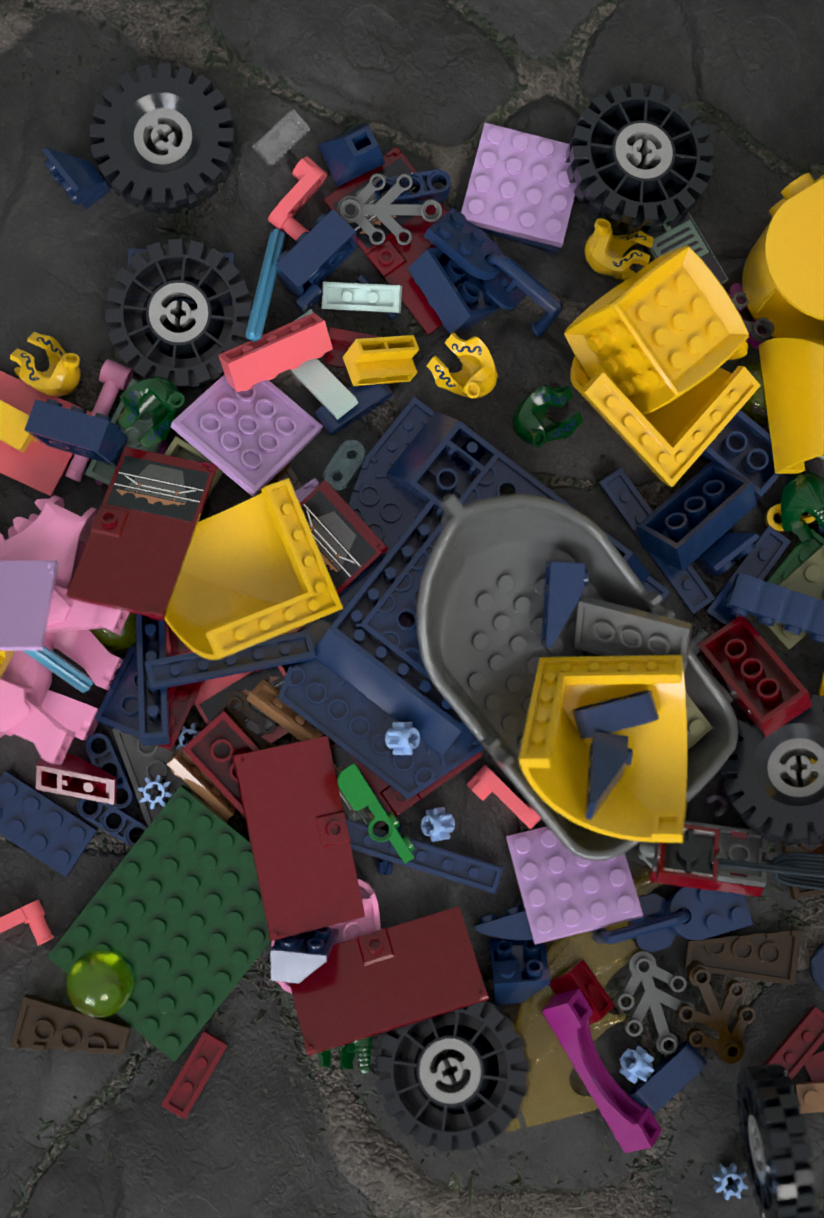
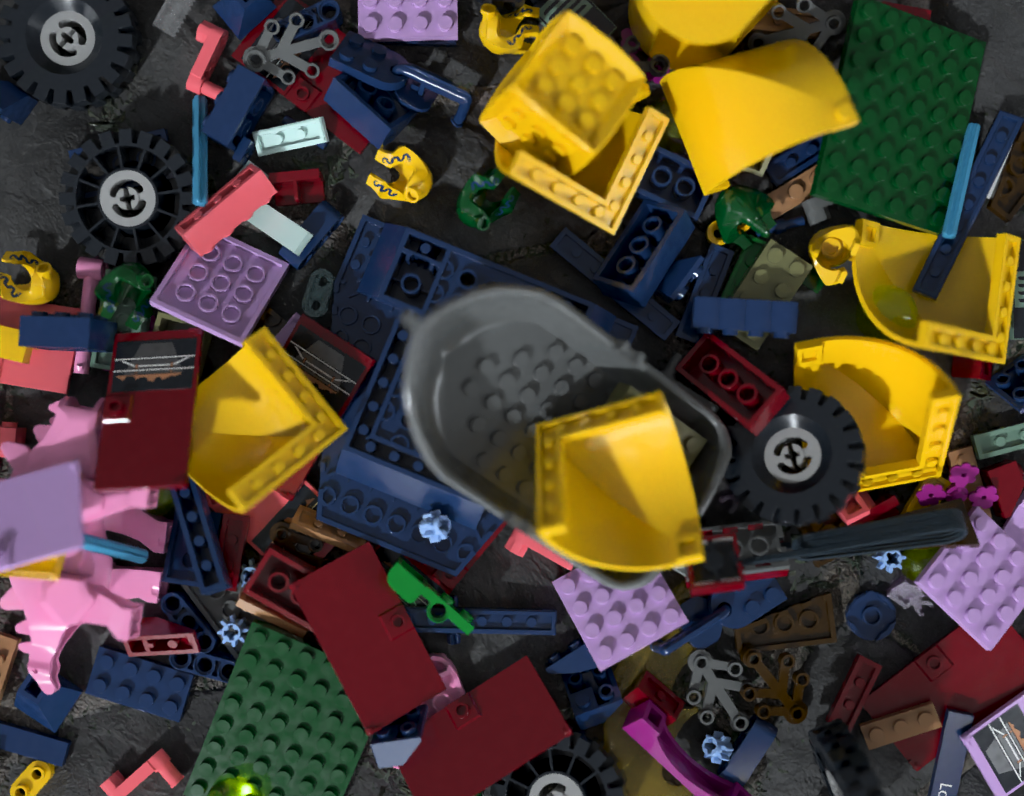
camera: 15 degrees left, 5 degrees up
(193, 668) = (224, 520): dark blue plate -> none
(381, 360) = (323, 190): yellow piece -> none
(437, 824) = (489, 588): light blue gear -> none
(561, 593) = (539, 361): dark blue slope -> none
(605, 767) = (620, 507): dark blue slope -> none
(616, 714) = (616, 457): dark blue beam -> none
(625, 631) = (608, 381): dark grey plate -> none

